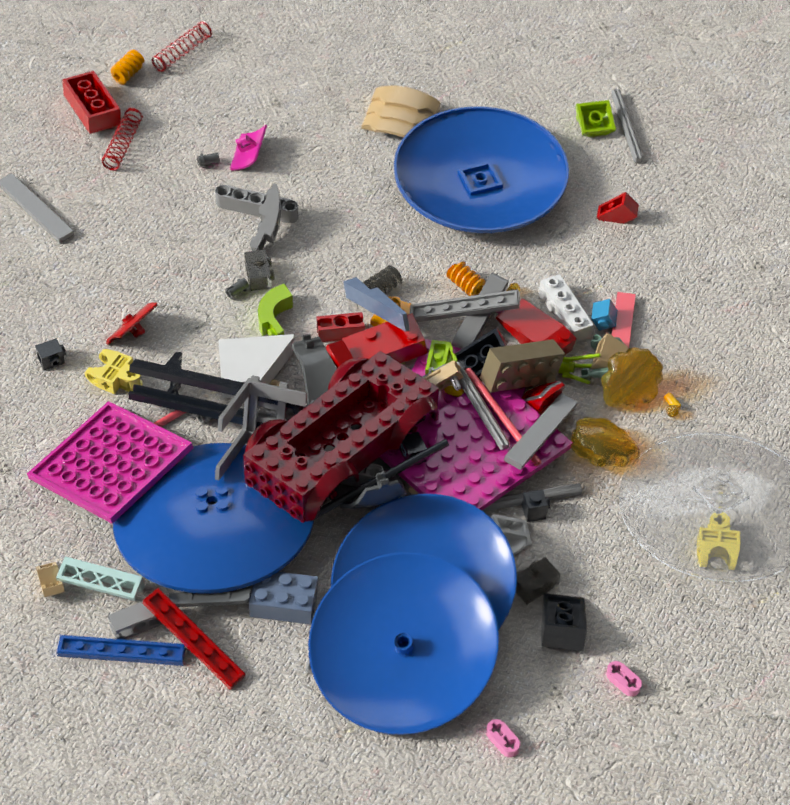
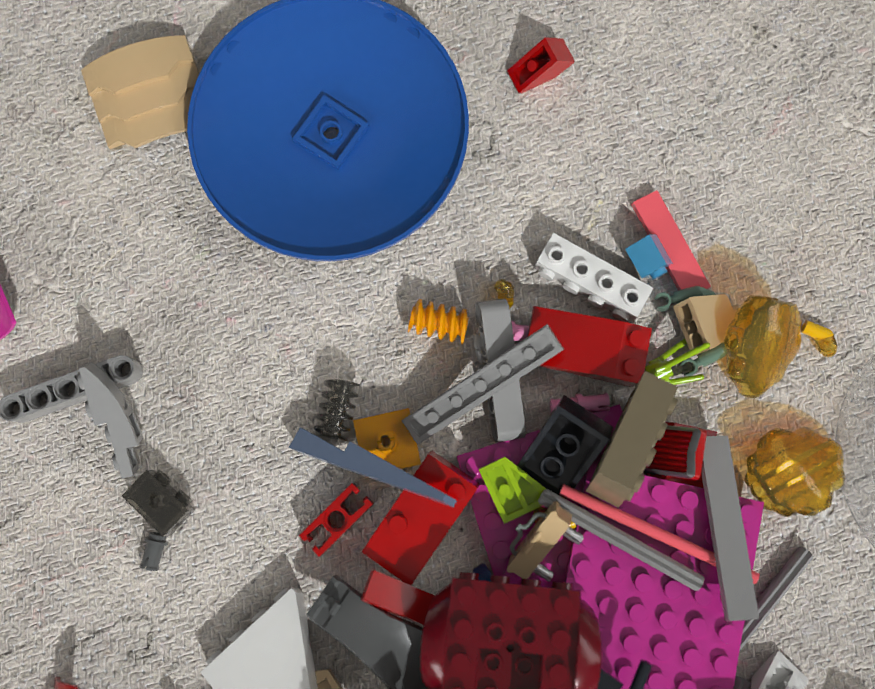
camera: 35 degrees left, 30 degrees up
(271, 305) = (223, 562): lime arch -> none
(535, 505) = (783, 628): black brick -> none

